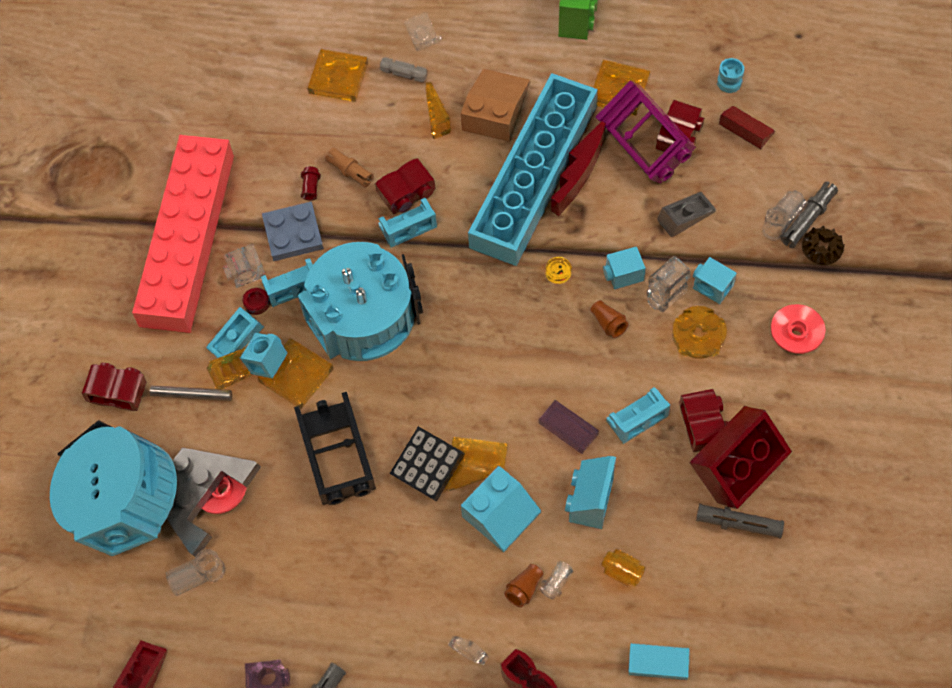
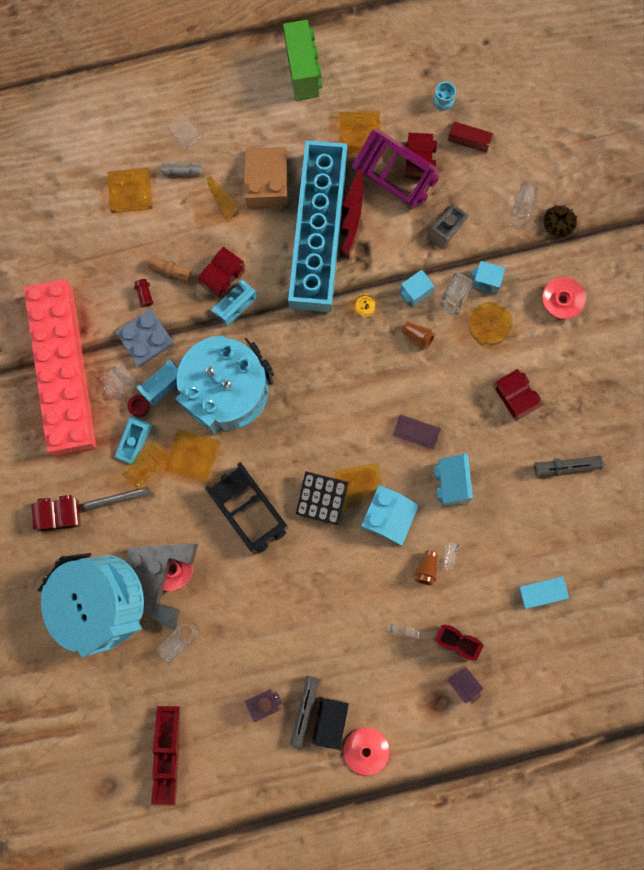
camera: 15 degrees left, 15 degrees up
(264, 355) = (170, 458): medium azure brick -> none
(623, 567) = (495, 531): clear yellow brick -> none
(639, 415) = (466, 405): medium azure hinge -> none
(741, 457) = (556, 418): dark red brick -> none
(815, 206) = (545, 190): dark grey pin -> none

